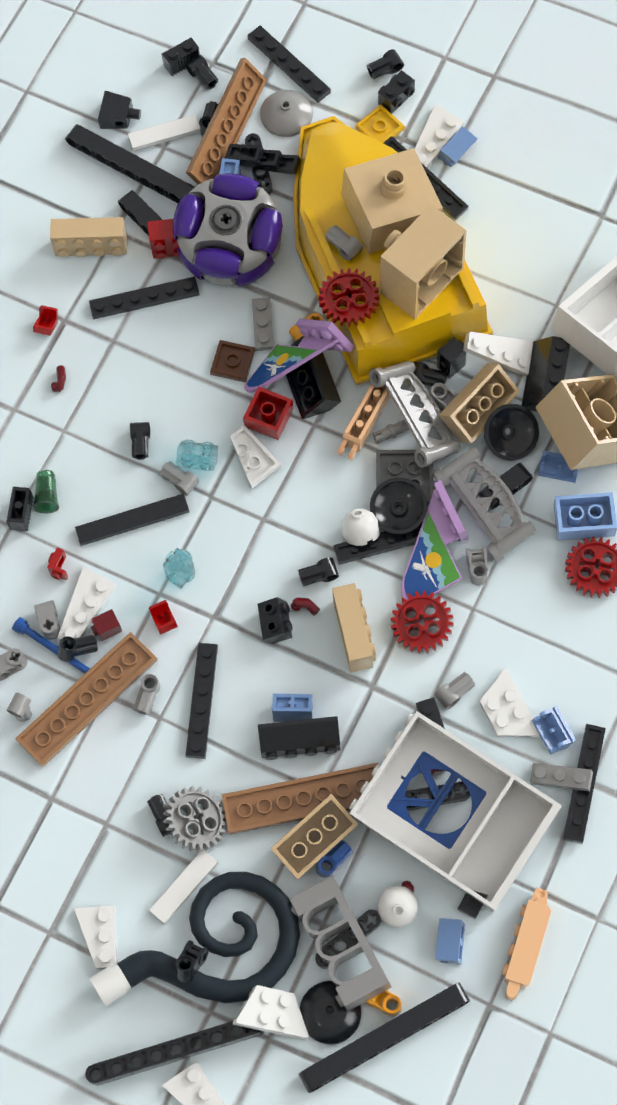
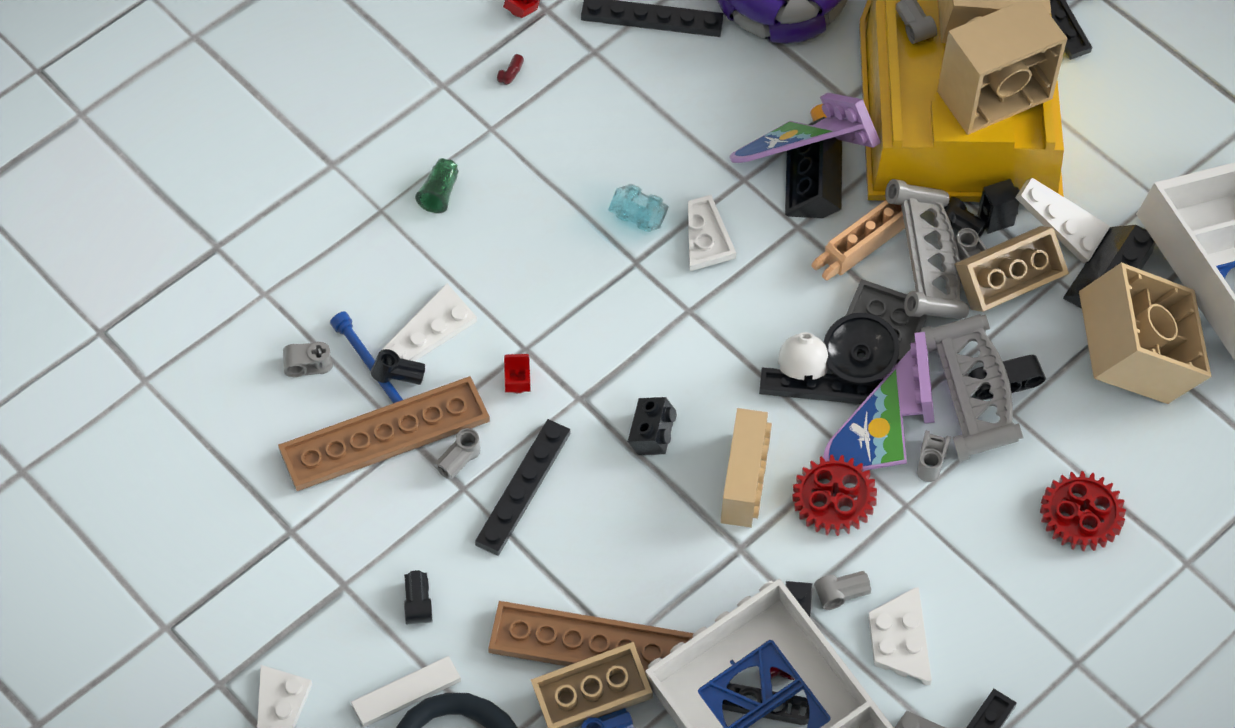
camera: 15 degrees right, 10 degrees down
(20, 509) = (399, 192): black brick -> none
(20, 707) = (298, 410): light grey piece -> none
(47, 617) = (378, 327): light grey piece -> none
(55, 563) = (415, 268): red bracket -> none
(105, 625) = (444, 358): dark red brick -> none
(132, 519) = (529, 253): black tile -> none
(139, 435) = (578, 164): black piece -> none
(179, 567) = (561, 323): clear light blue brick -> none
(179, 823) = (454, 615): light grey gear -> none
(182, 480) = (609, 231): light grey piece -> none
(232, 361) = (728, 122): reddish brown tile -> none
(262, 324) = (782, 93): light grey plate -> none
(268, 413) = (746, 191): red brick -> none
(292, 707) = (630, 534): medium blue hinge -> none
(299, 737) = (623, 569): black slope -> none
(305, 603) = (698, 421): dark red arm -> none
(324, 571) = (737, 392): black piece -> none
(344, 283) = (895, 80): red gear -> none
(390, 431) = (888, 266): light grey pin -> none
(522, 436) = (1055, 311): black dish -> none
(553, 730) = (948, 680): medium blue hinge -> none
(555, 467) = (1078, 378): medium blue hinge -> none
(585, 516) = (1092, 445): light blue brick -> none

